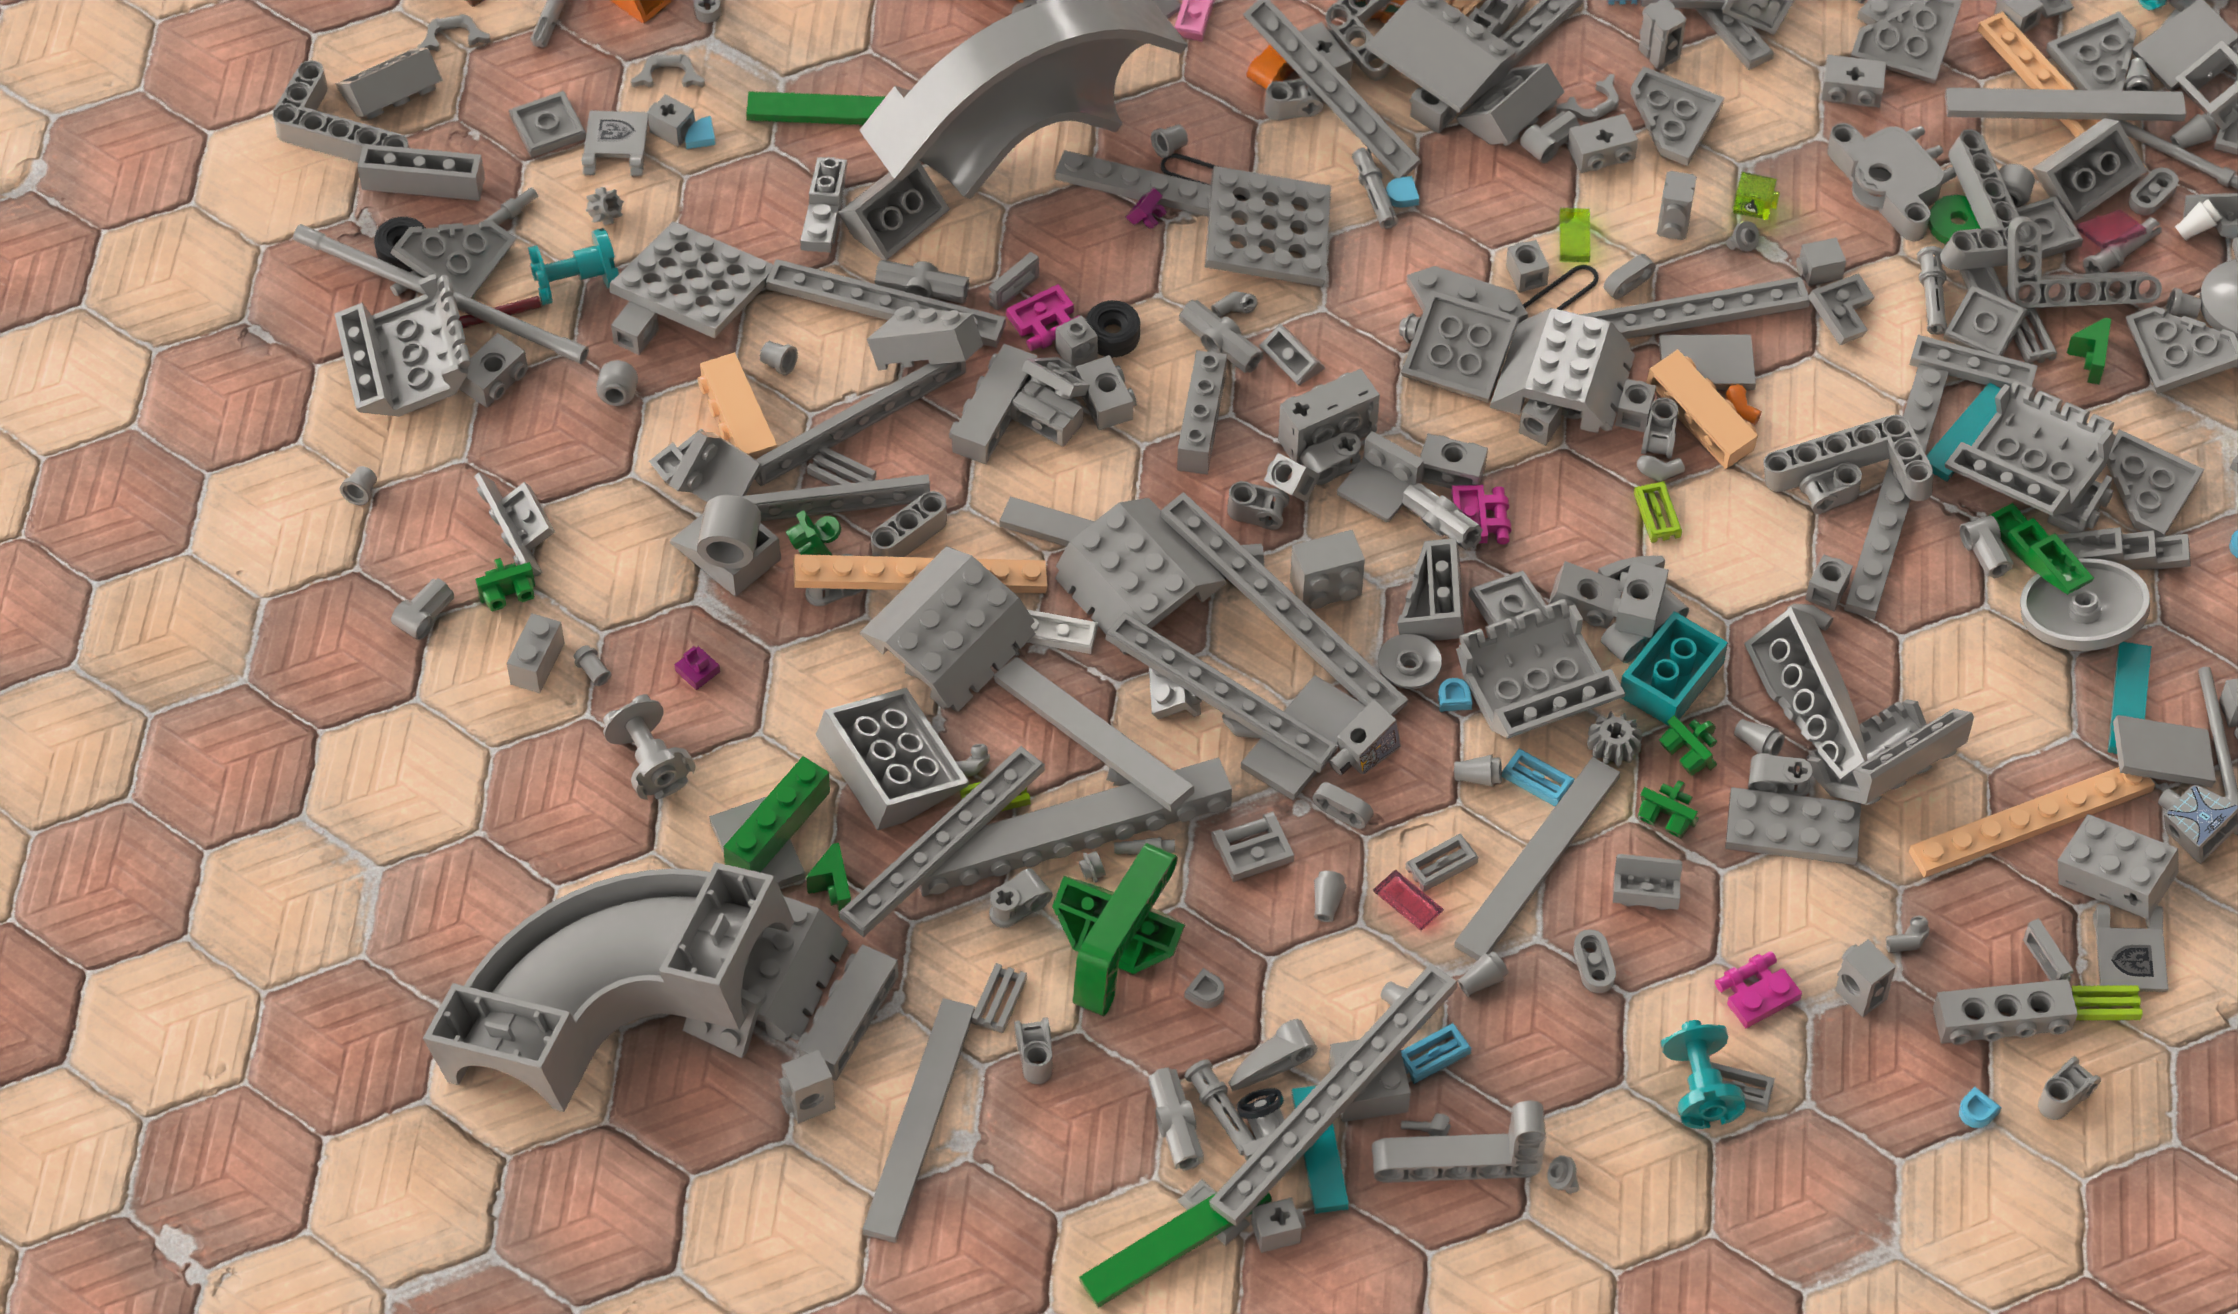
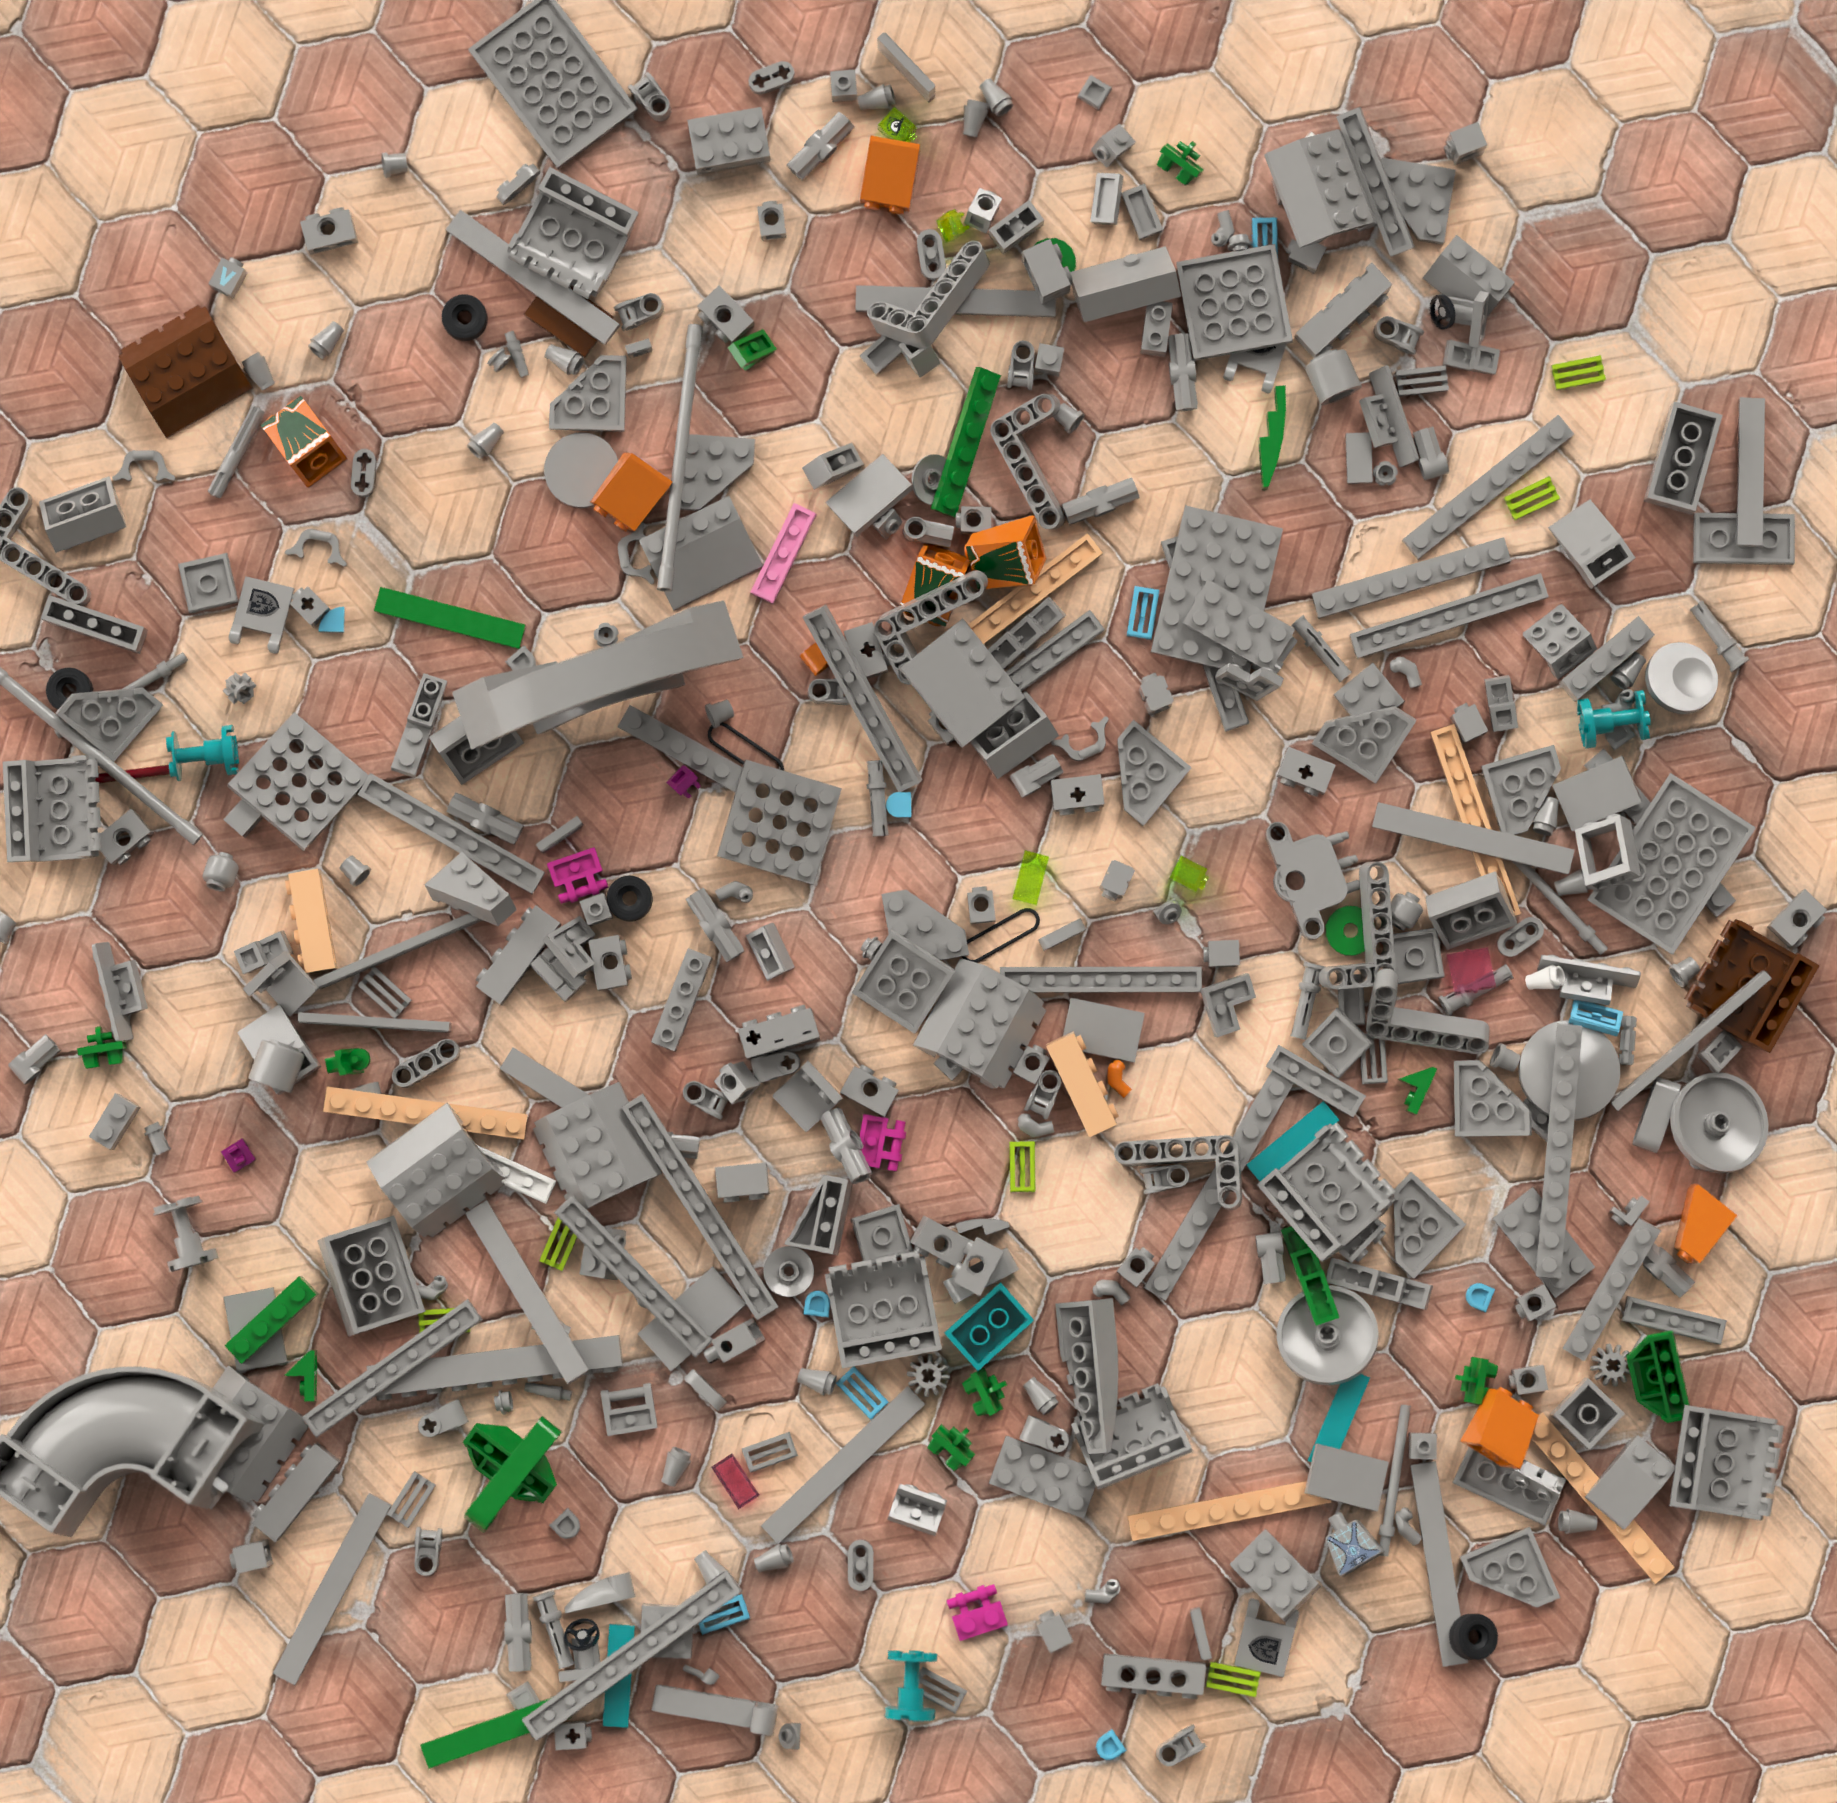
camera: 15 degrees right, 30 degrees up
(1124, 666) = (552, 1262): none -> lime tile

